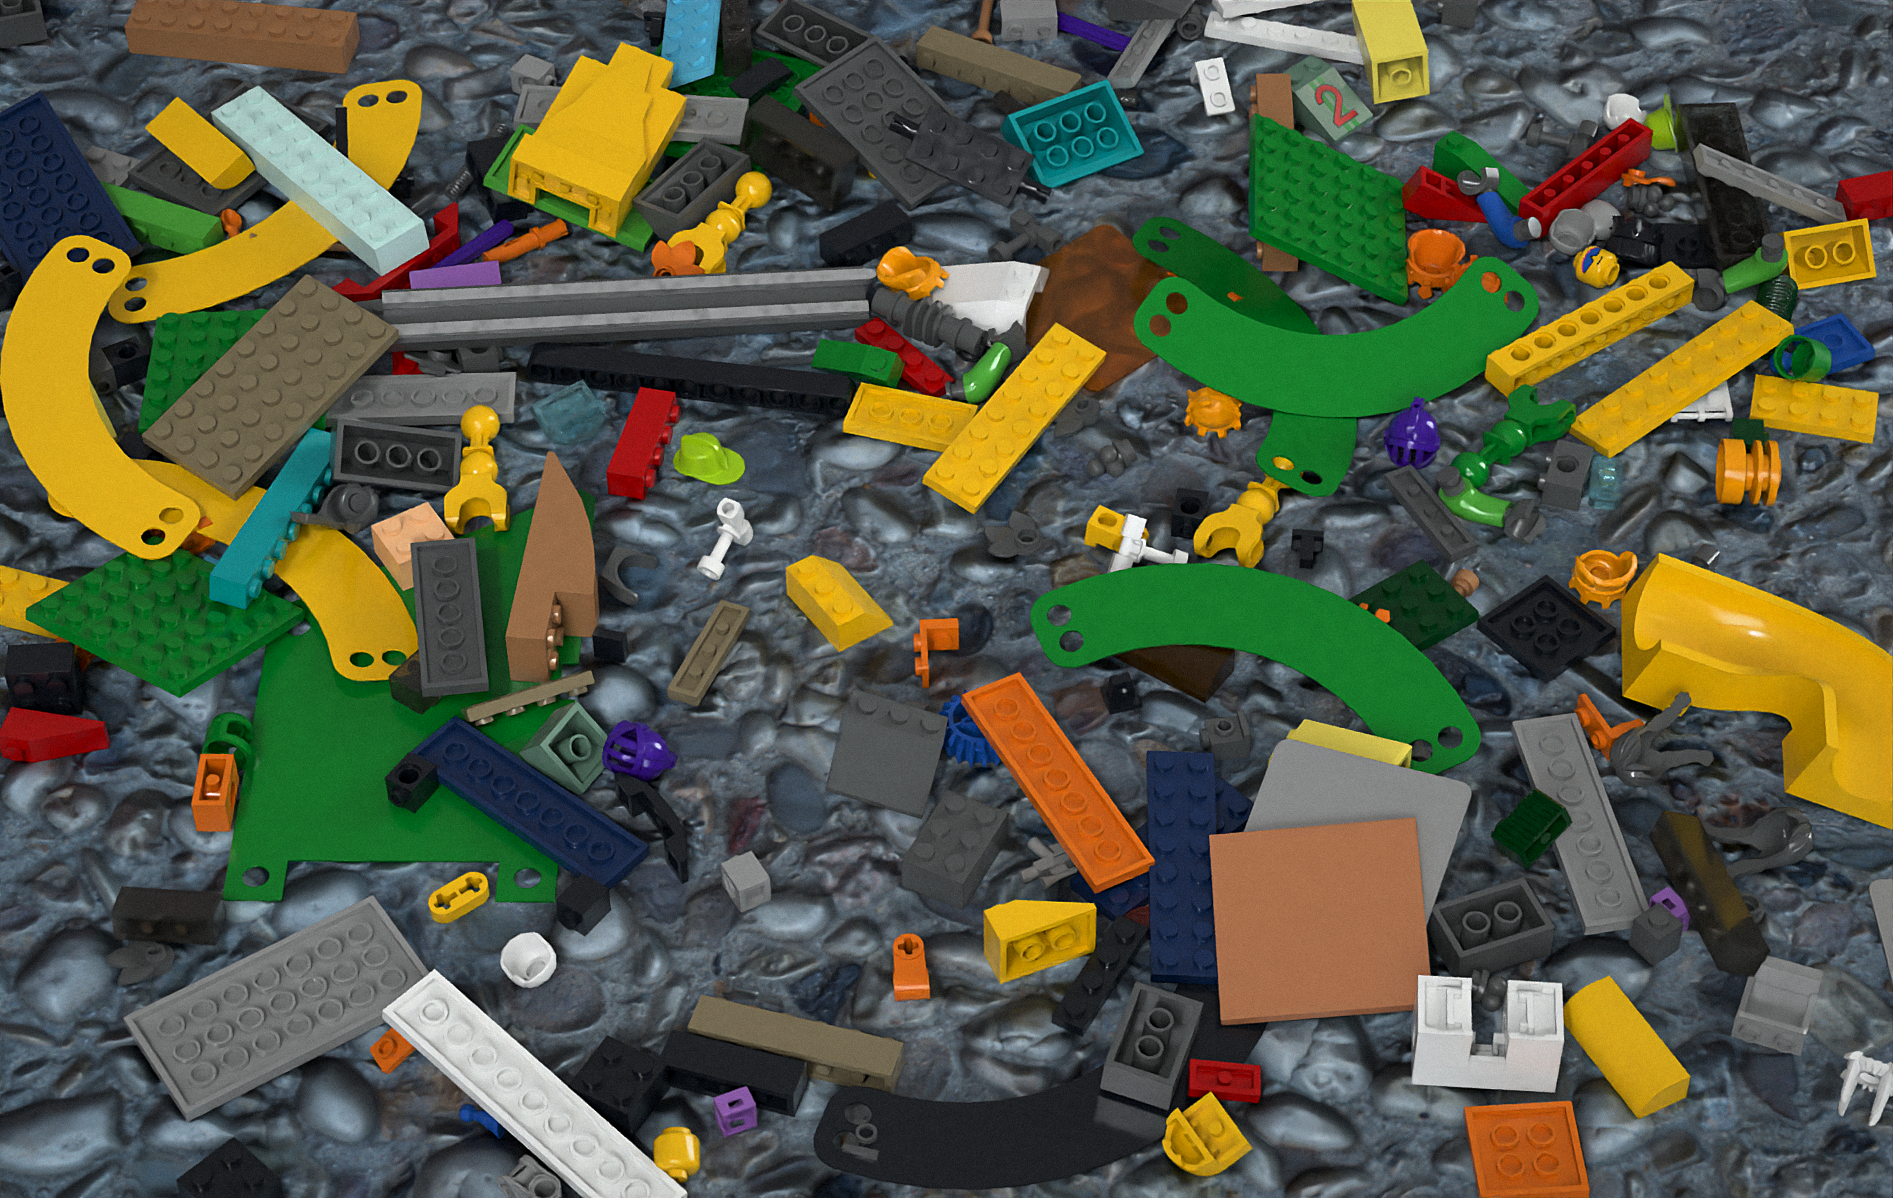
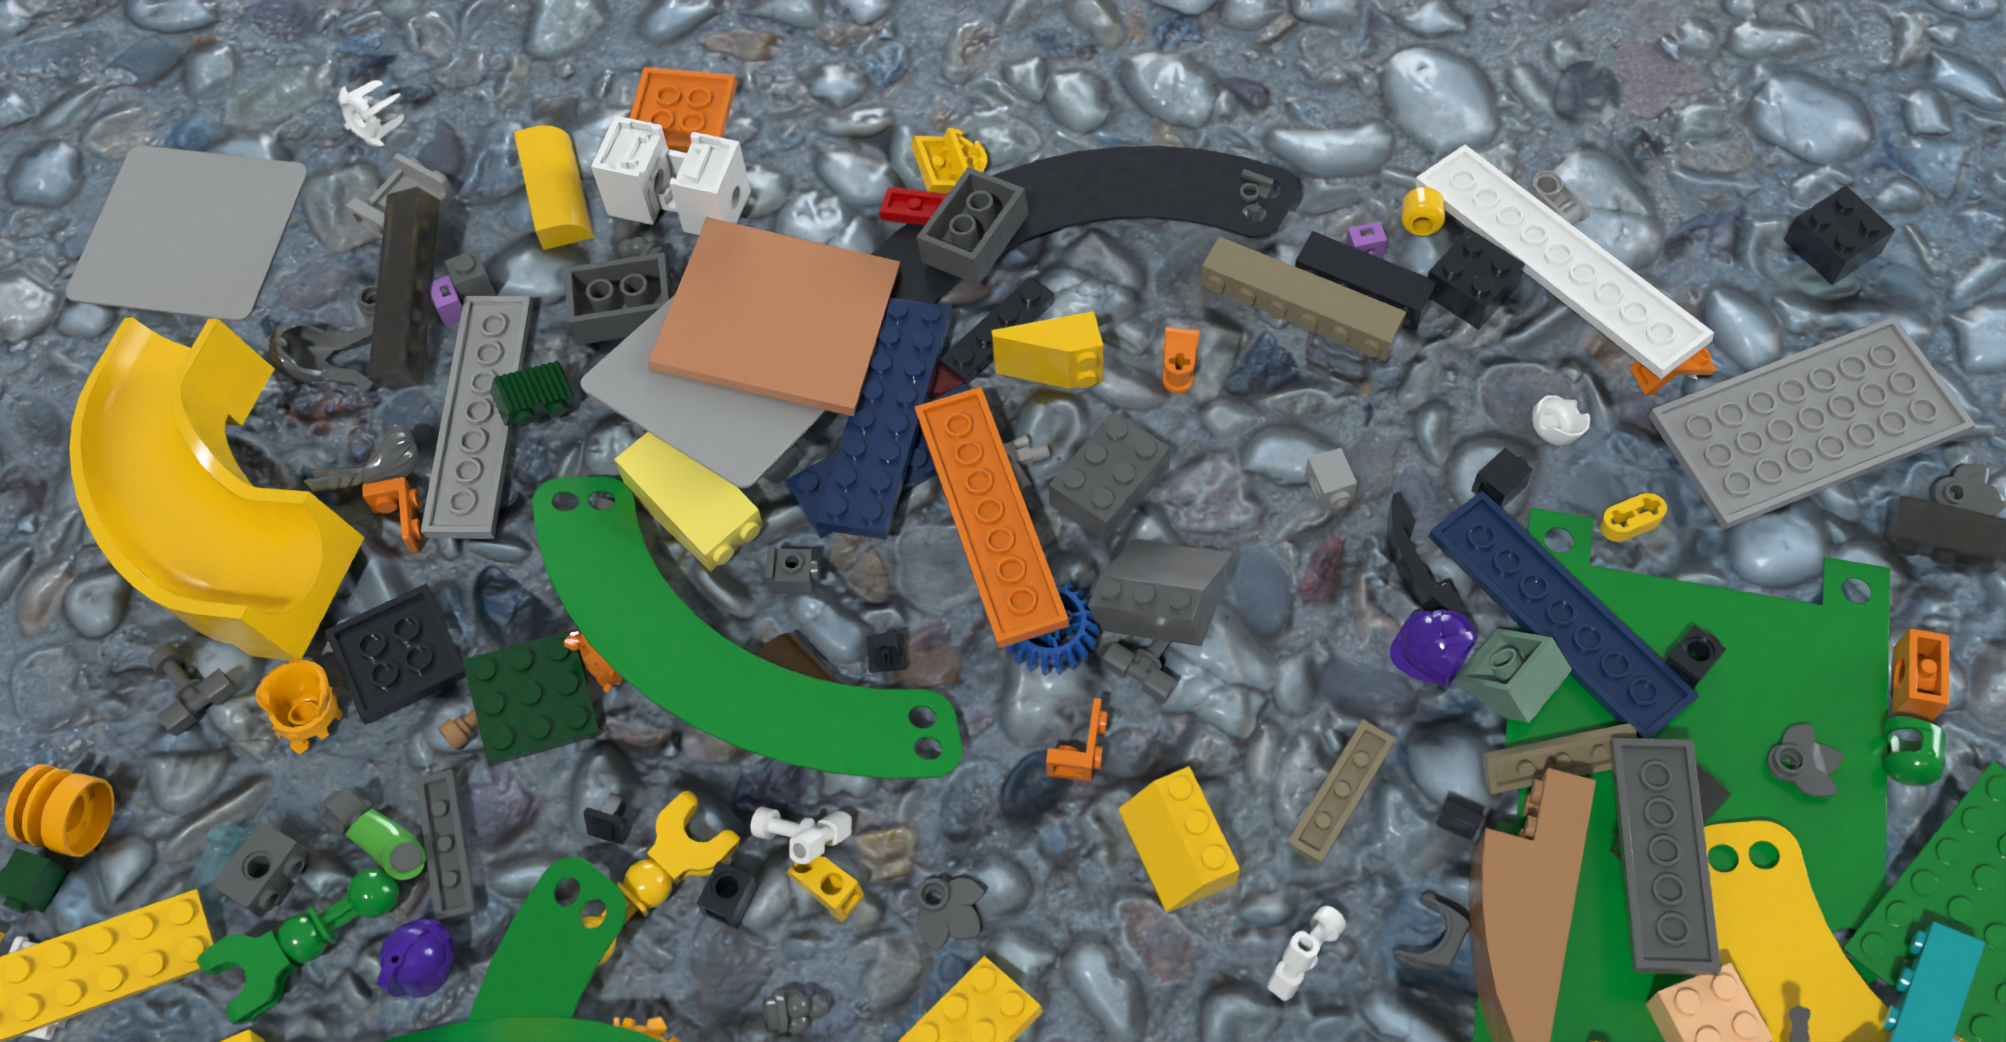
camera: 165 degrees left, 15 degrees up
(320, 730) = (1809, 762): none -> dark grey plate

